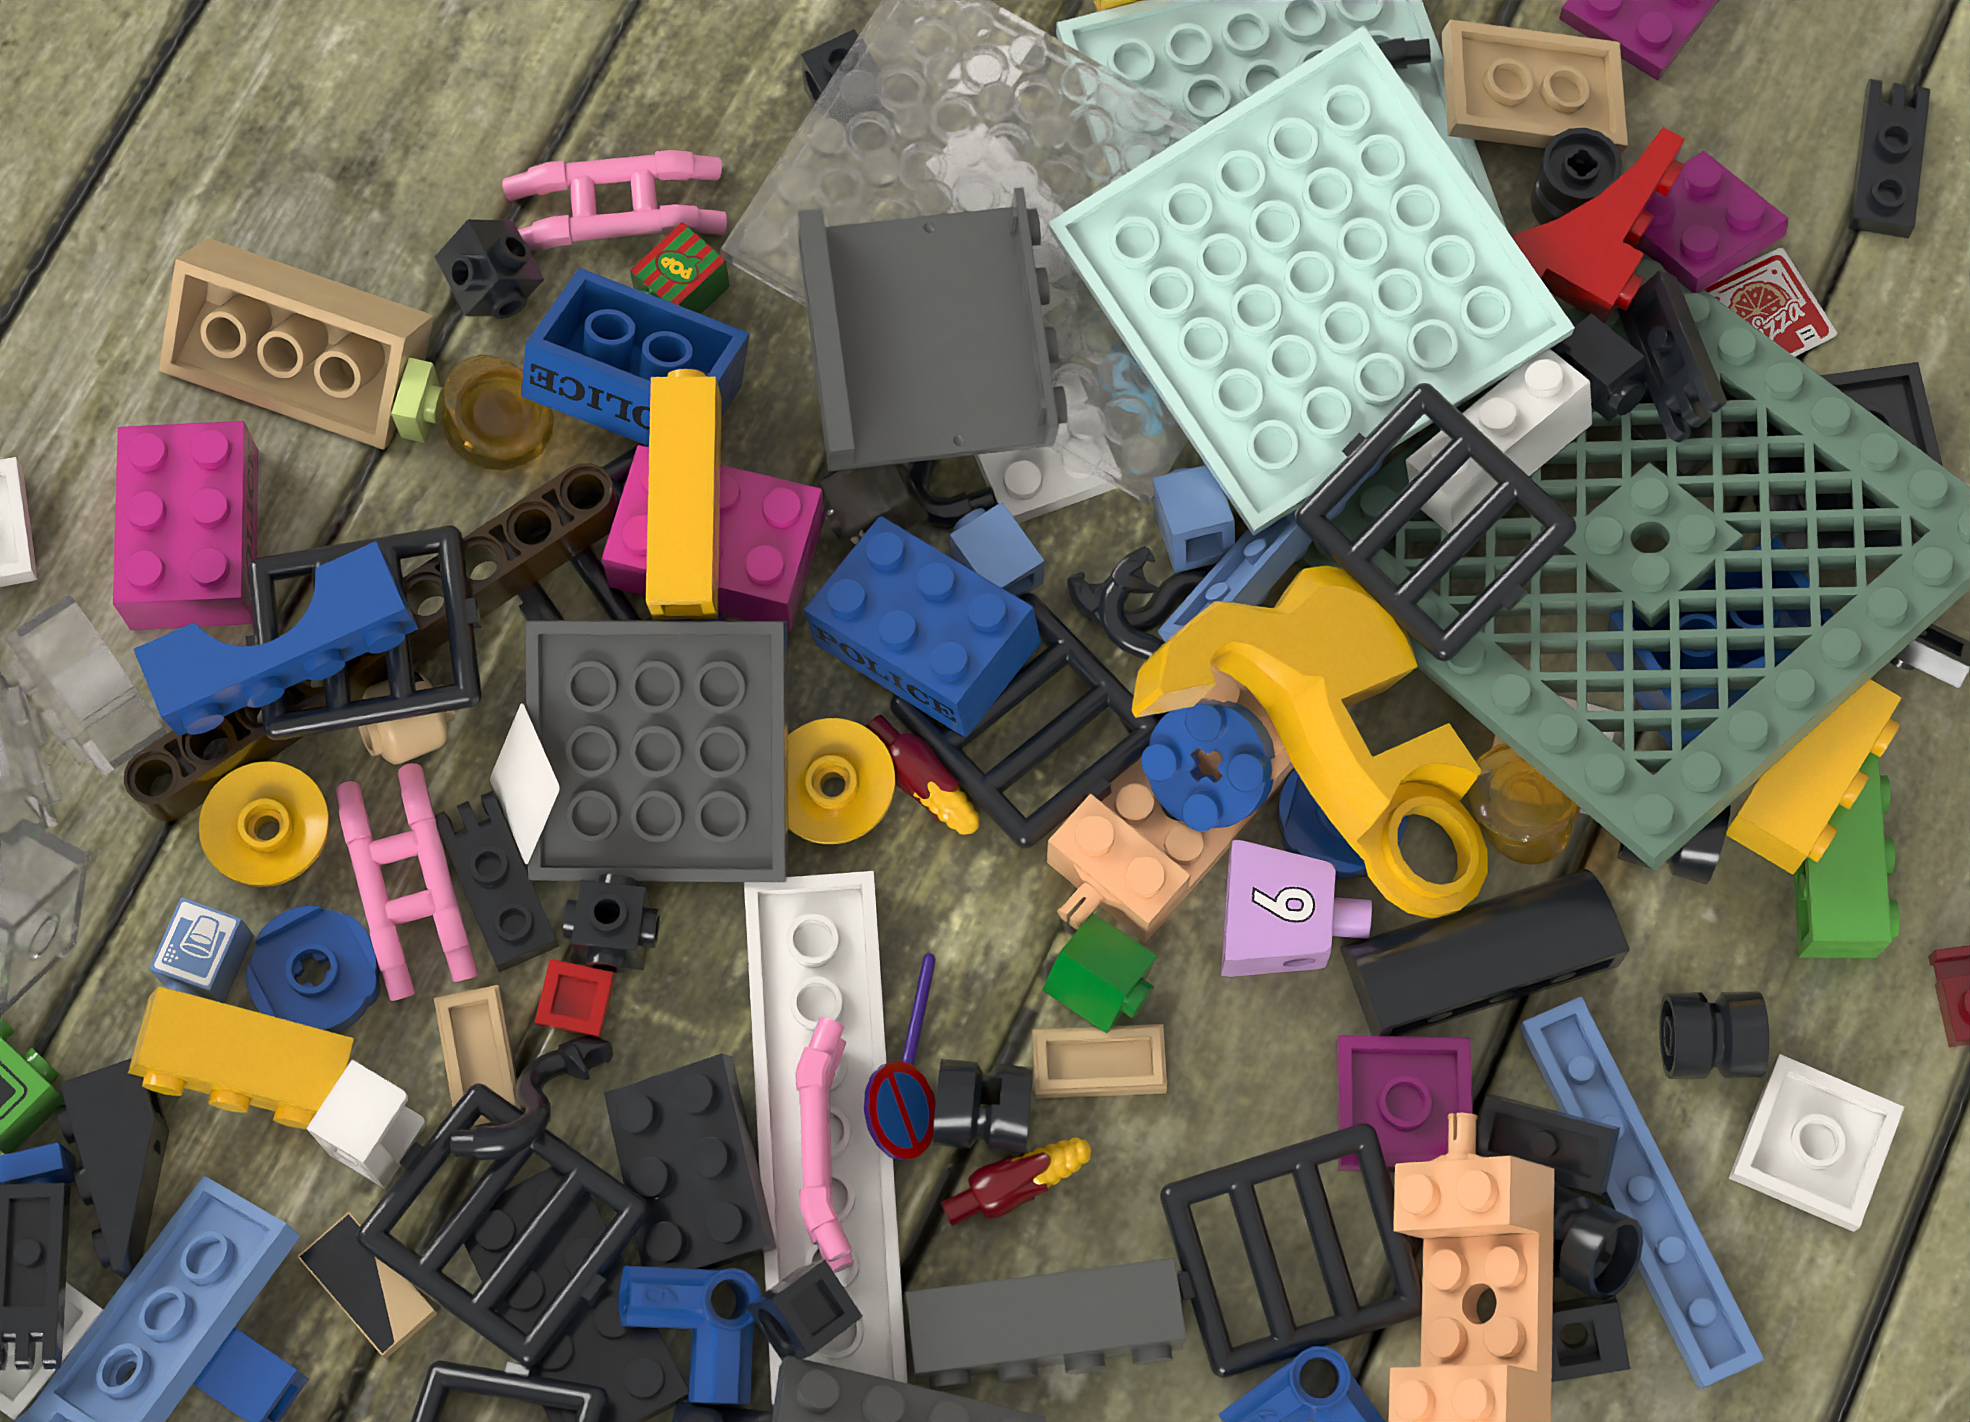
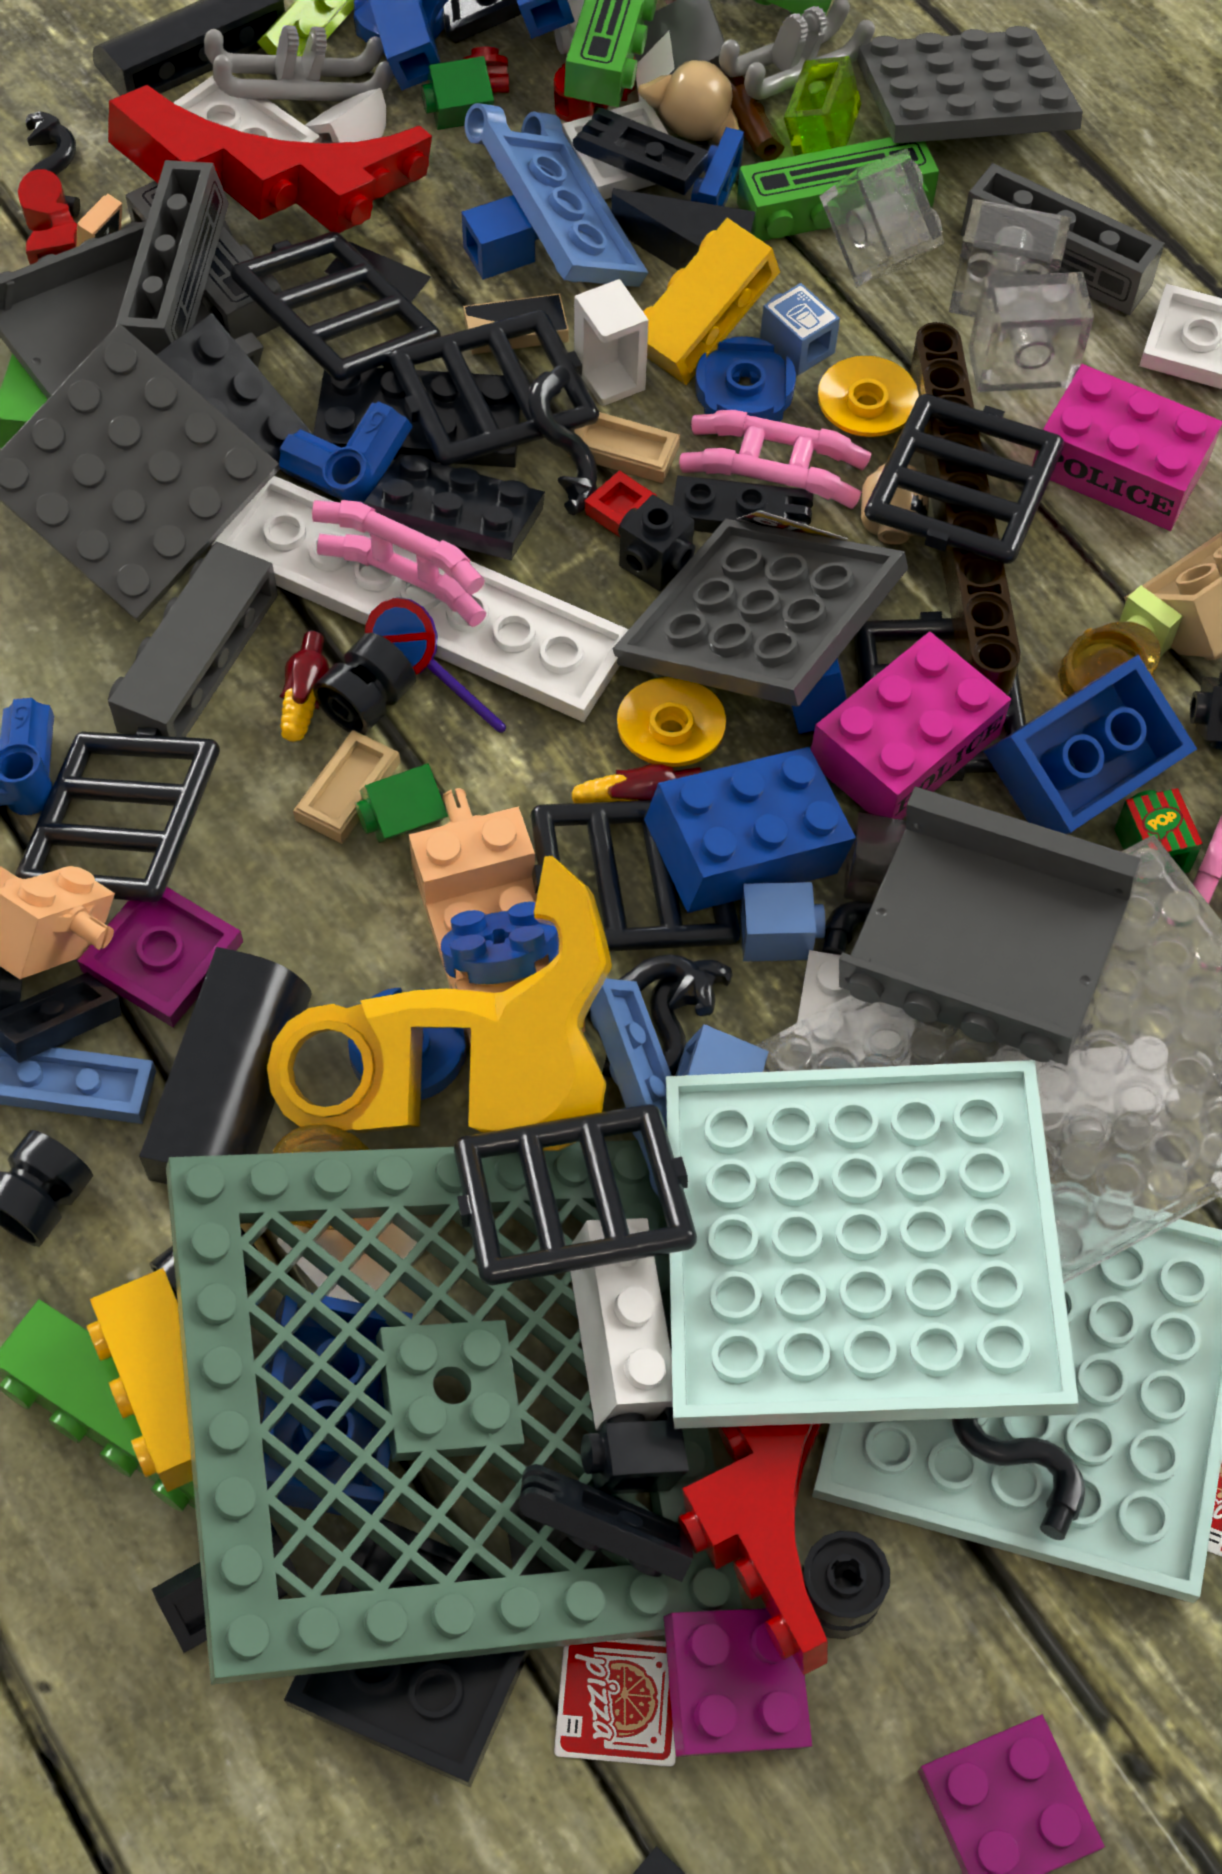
camera: 120 degrees right, 10 degrees down
(352, 612) = (979, 448): blue arch -> none
(684, 496) = (938, 675): yellow brick -> none
(804, 1311) = (294, 482): black brick -> none
(1284, 912) = (361, 949): lavender torso -> none
(1530, 85) = (962, 1613): tan plate -> none

